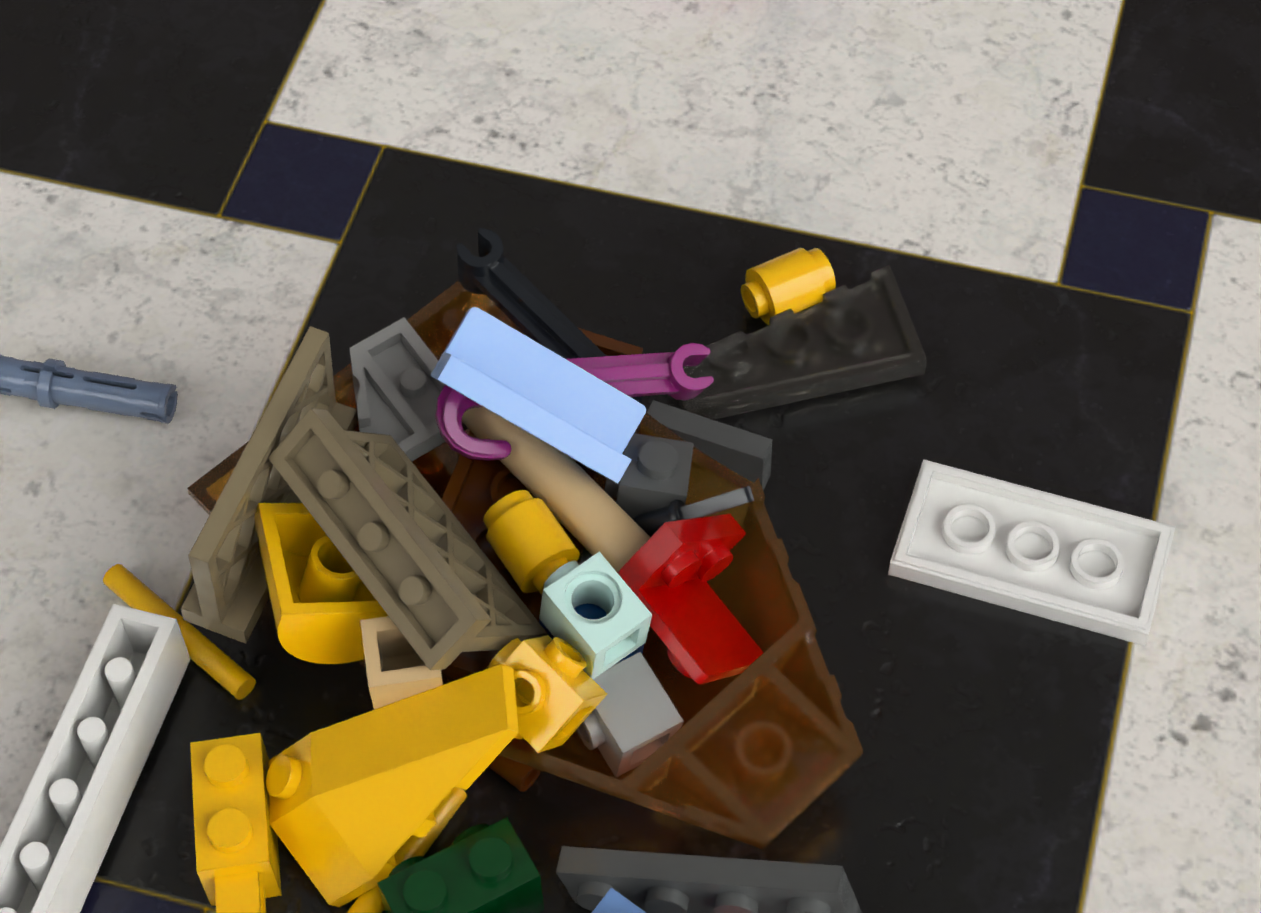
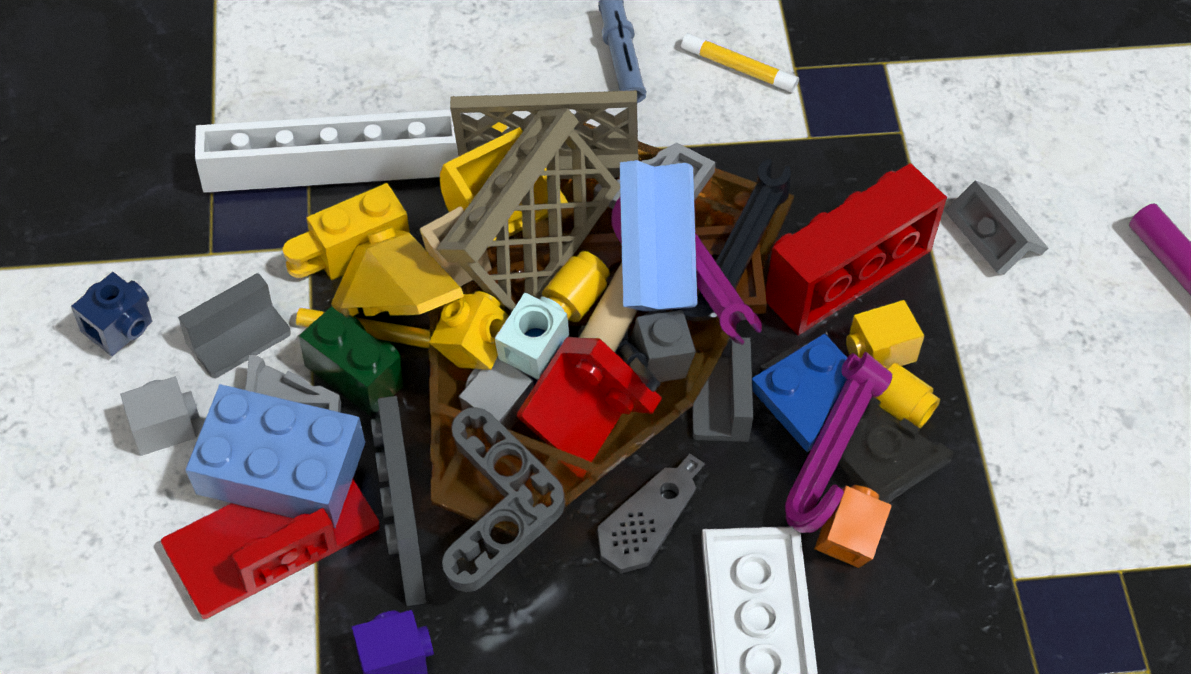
camera: 65 degrees right, 0 degrees up
(179, 268) = (740, 62): none -> yellow bar
(565, 224) = (853, 247): none -> red brick
(586, 108) = (994, 226): none -> dark grey panel
(706, 267) = (886, 334): none -> yellow brick
(752, 372) = (803, 388): none -> blue wing
(826, 735) = (515, 507): none -> dark grey beam
(841, 606) = (654, 510): none -> flat silver piece
(843, 380) = (864, 381): none -> magenta piece
(955, 397) = (854, 526): none -> orange brick

